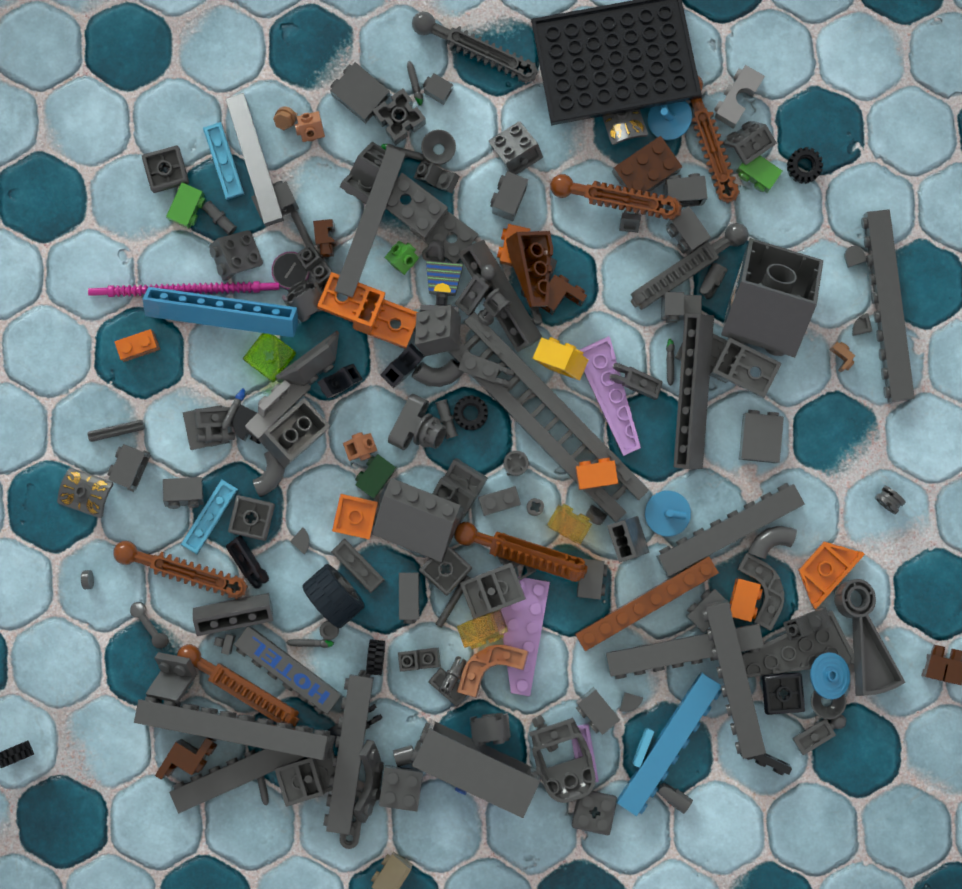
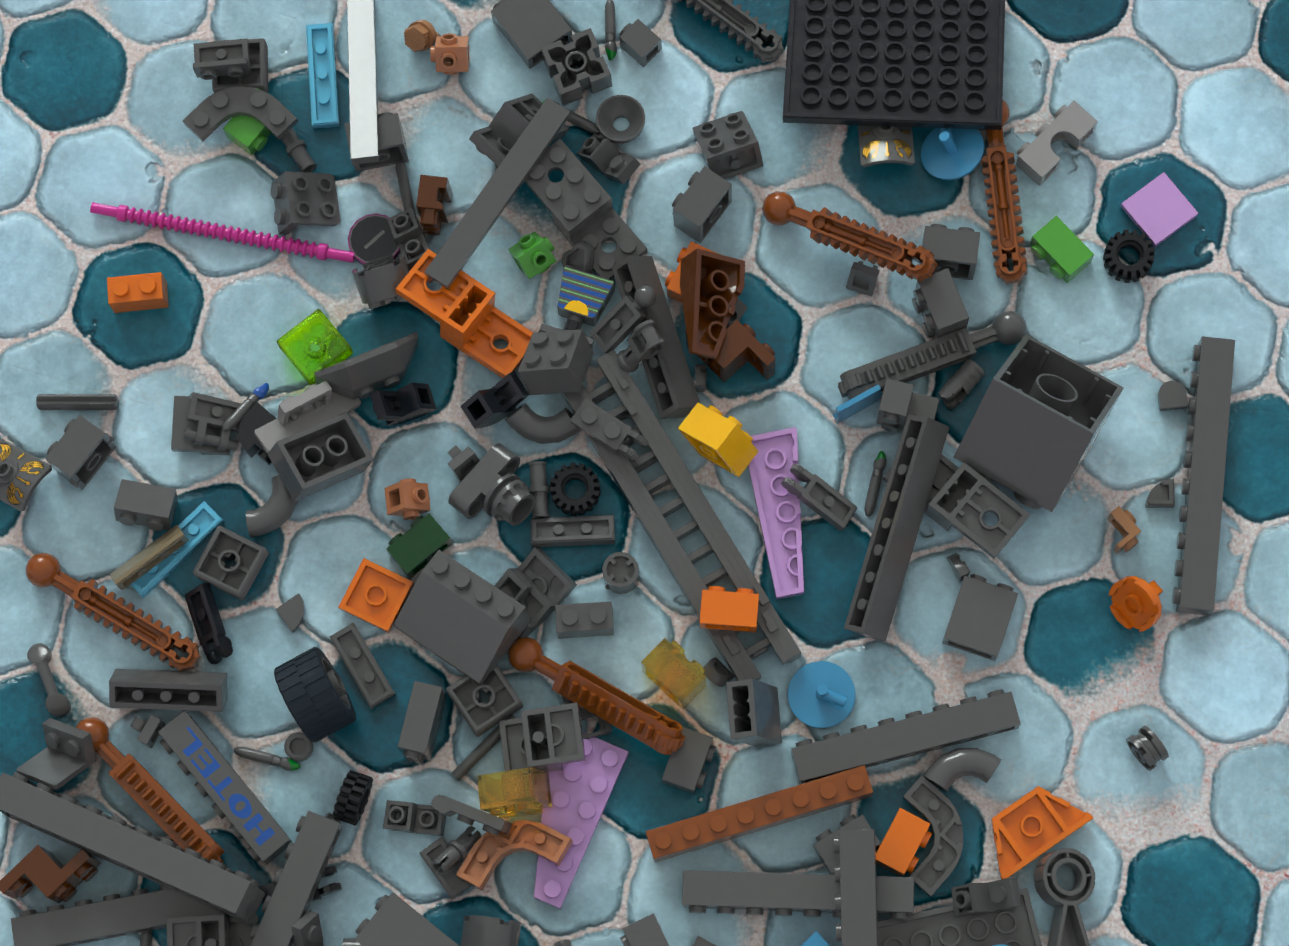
camera: 25 degrees right, 10 degrees down
(152, 168) = (221, 58): none -> dark grey bracket
(175, 195) = (240, 102): none -> dark grey plate
(194, 527) = (149, 557): none -> dark tan slope
(220, 311) = (263, 270): dark azure brick -> none
(391, 412) = (462, 461): none -> dark grey tile
(456, 650) = (470, 814): none -> dark grey hinge
(476, 441) = (572, 531): none -> dark grey tile
(529, 505) = (639, 634): dark grey bush -> none
(647, 167) = (905, 207): reddish brown brick -> none
(647, 311) = (857, 404): none -> dark azure piece
(740, 407) = (959, 567): none -> dark grey tile
(750, 141) = (1058, 205): dark grey bracket -> none
(818, 127) = (1159, 209): none -> lavender tile
(862, 404) = (1136, 602): none -> orange tile

